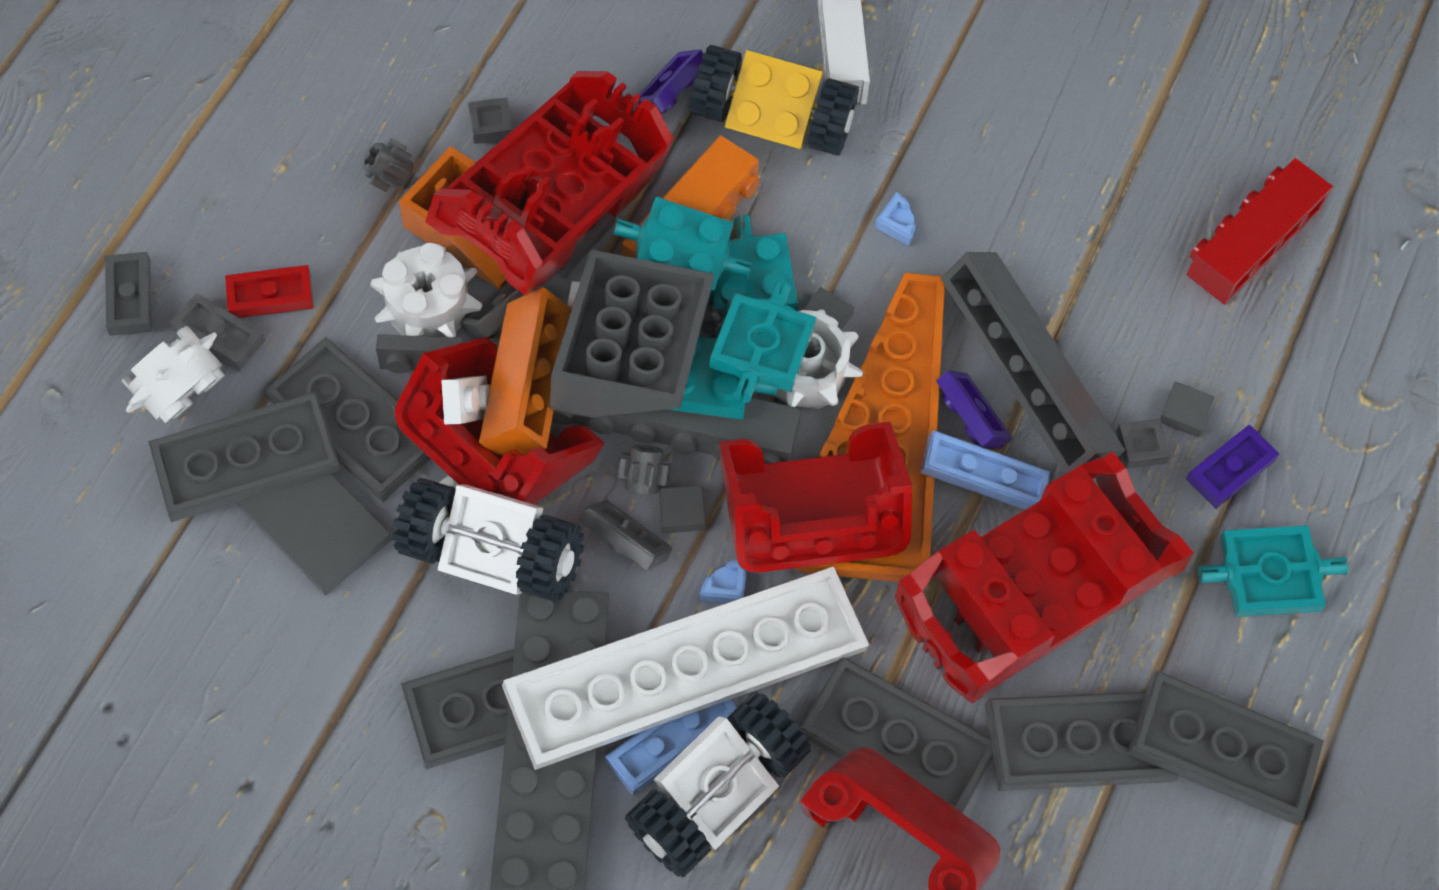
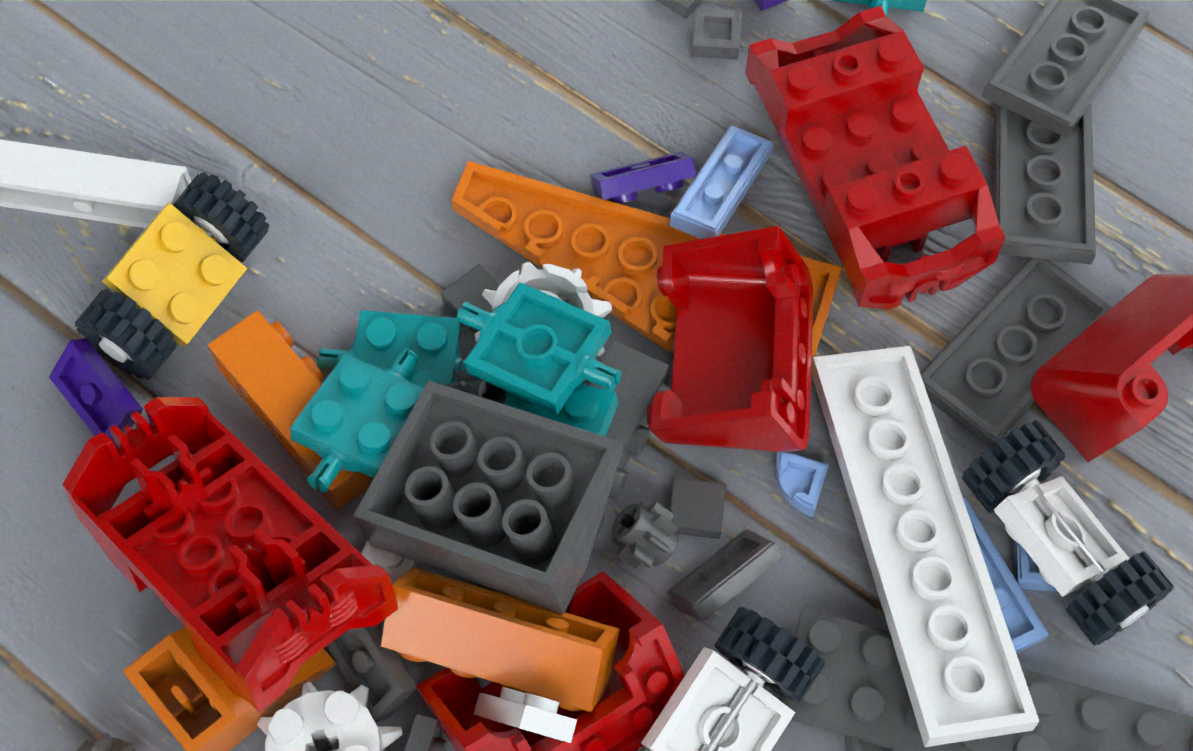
camera: 75 degrees left, 0 degrees up
(490, 120) = (74, 625): flat silver plate -> none
(897, 220) = (369, 195): light blue tile -> none
(1030, 360) = (603, 103): dark grey brick -> none

